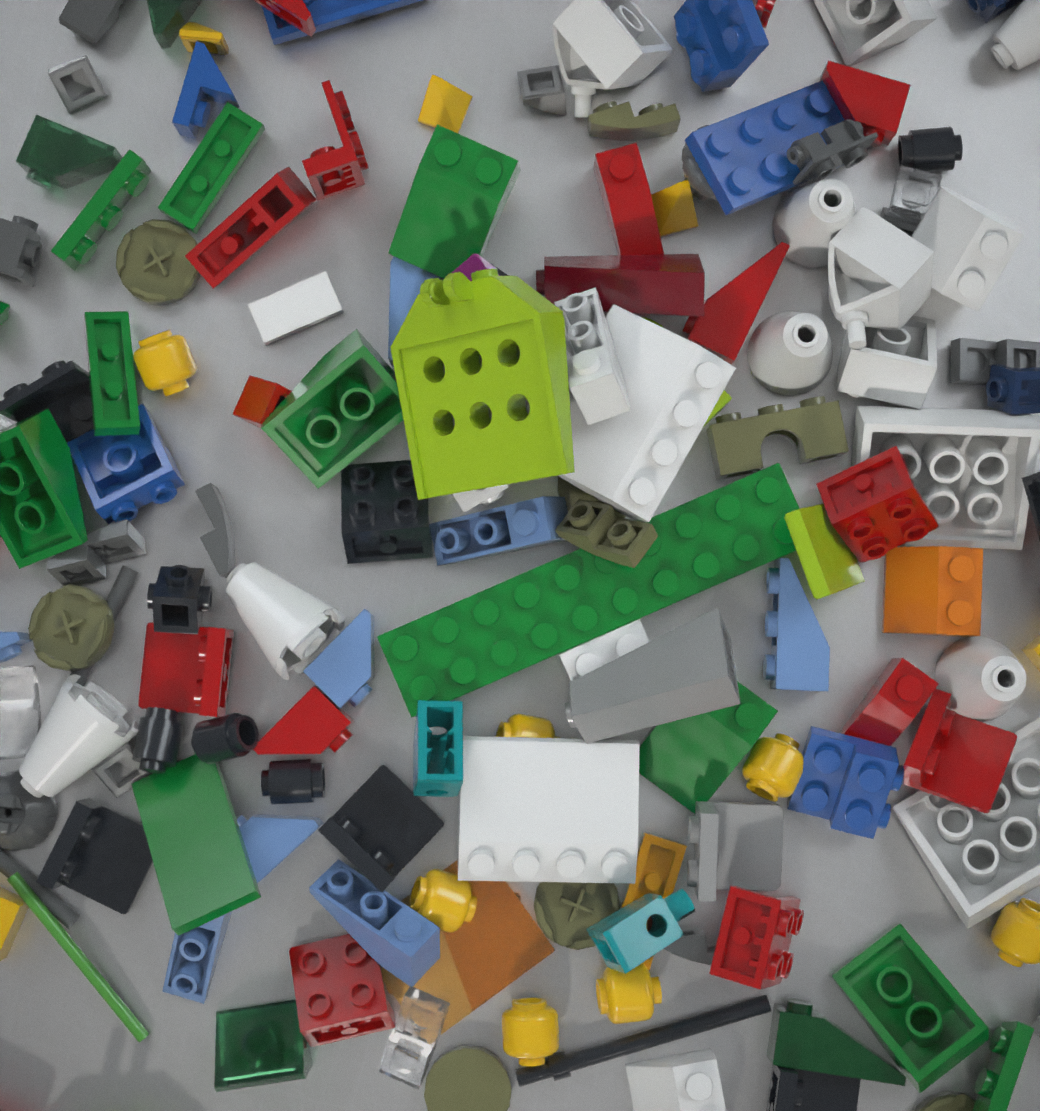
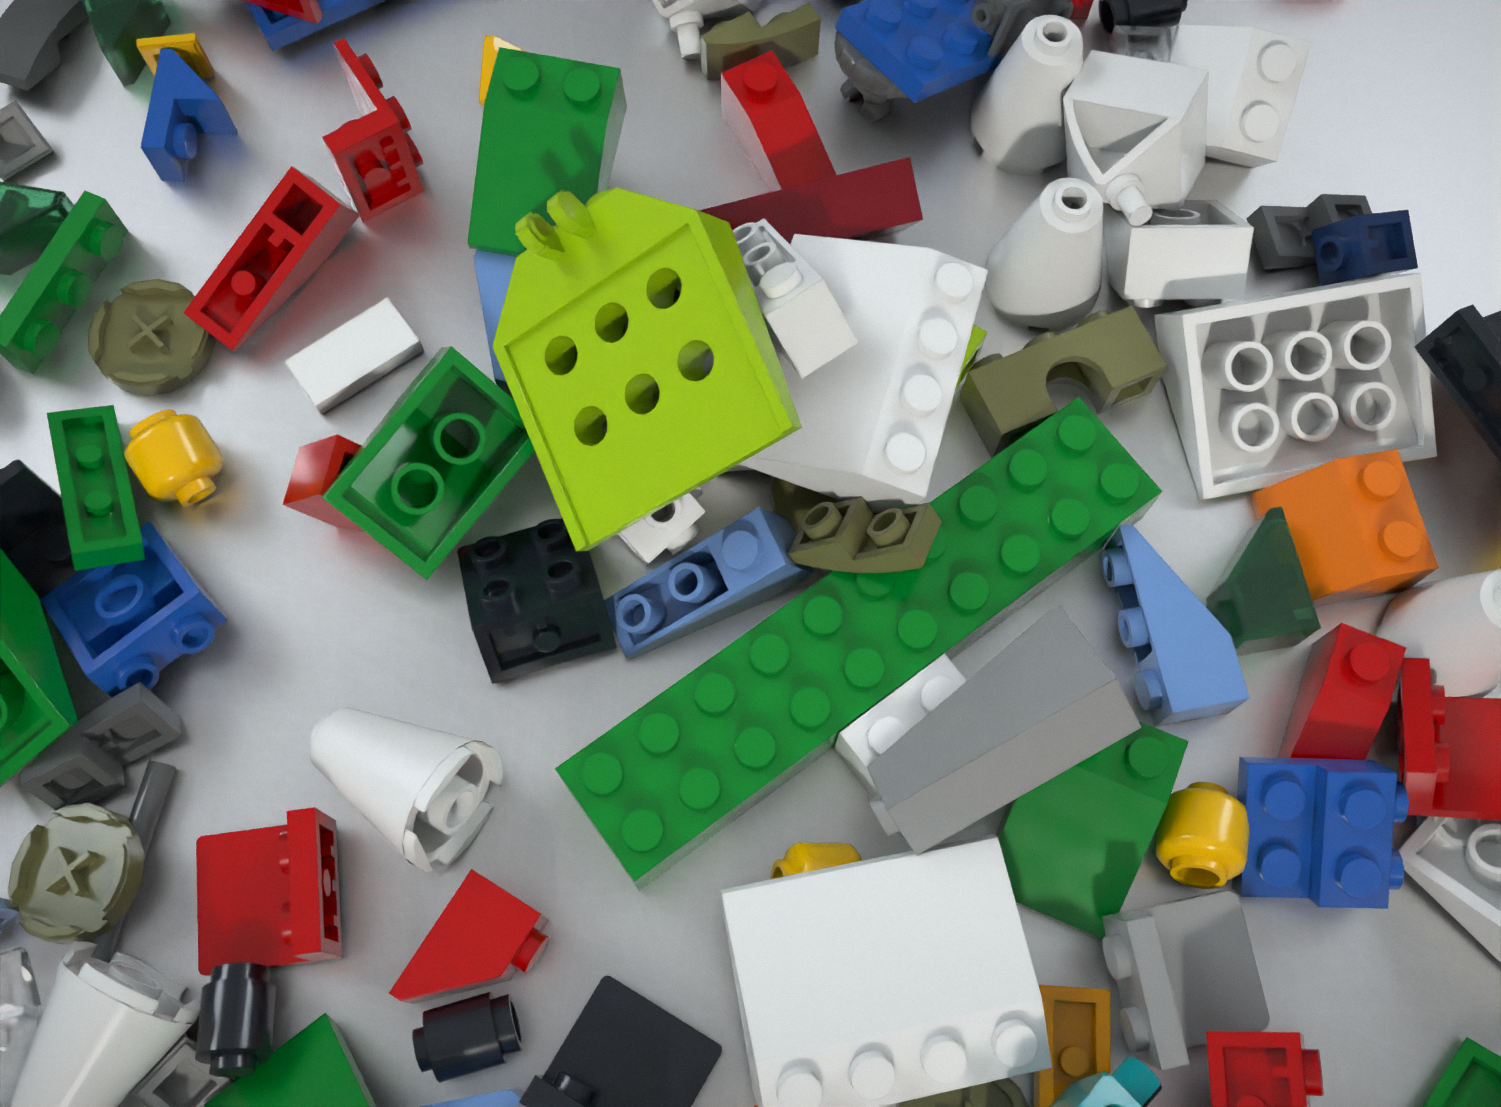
camera: 15 degrees left, 15 degrees down
(179, 599) = (239, 786): black brick -> none
(211, 168) = (207, 204): green plate -> none
(220, 541) = (291, 684): dark grey slope -> none
(224, 738) = (342, 987): black brick -> none
(347, 663) = (517, 826): medium blue slope -> none
(438, 757) = (693, 943): teal torso -> none
(543, 89) = (636, 34): light grey slope -> none
(674, 209) = (844, 132): yellow slope -> none
(735, 307) = (961, 211): red slope -> none
(822, 552) = (1179, 490): lime tile -> none
(863, 619) = (1264, 590): none -> clear green slope
(876, 506) = (1234, 425): red bracket -> none

